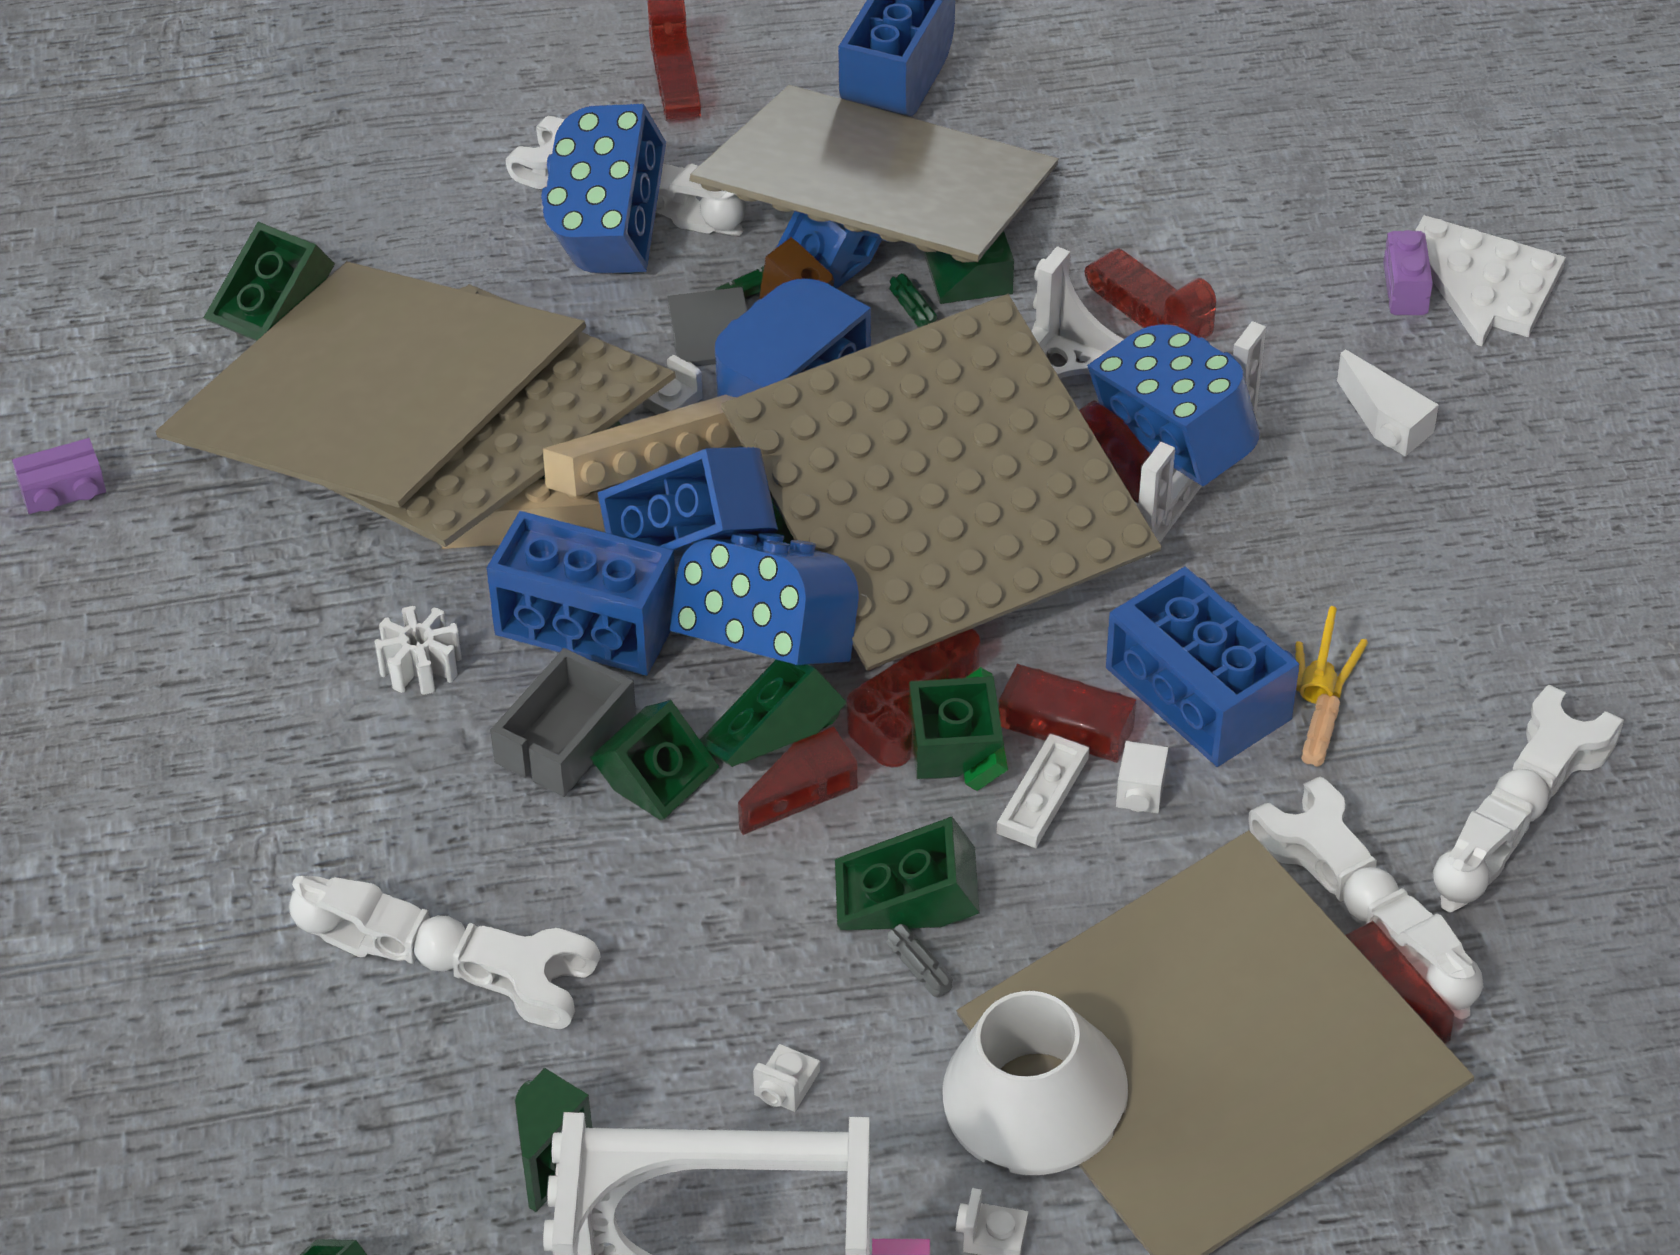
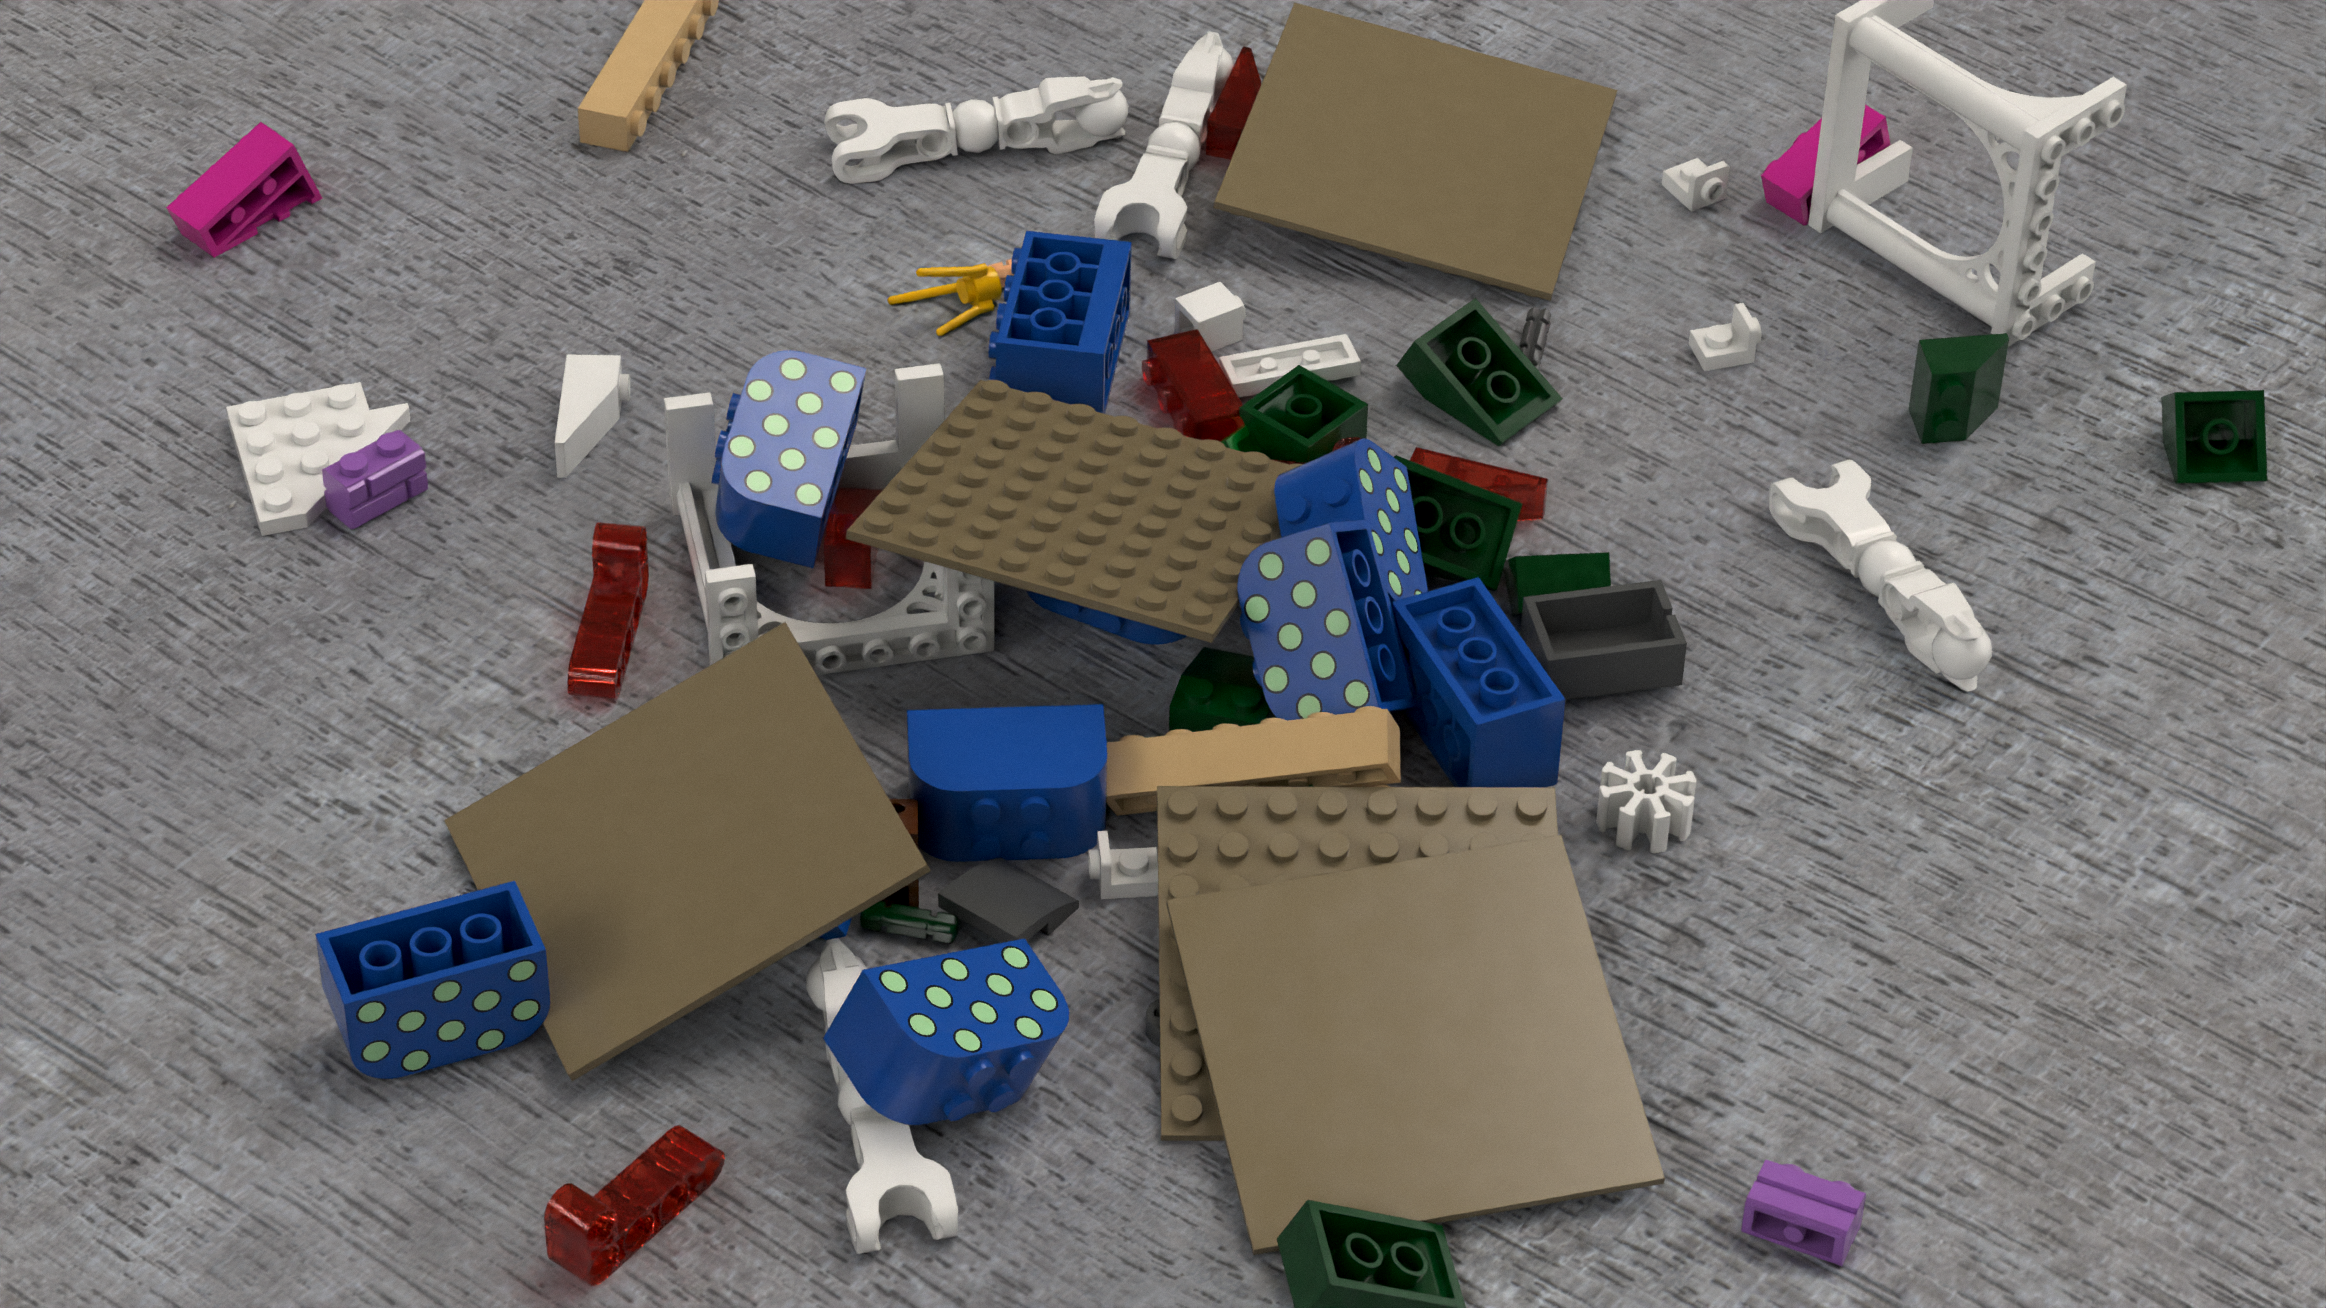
camera: 135 degrees left, 5 degrees down
(1042, 1119) = (1572, 195): white cone -> none

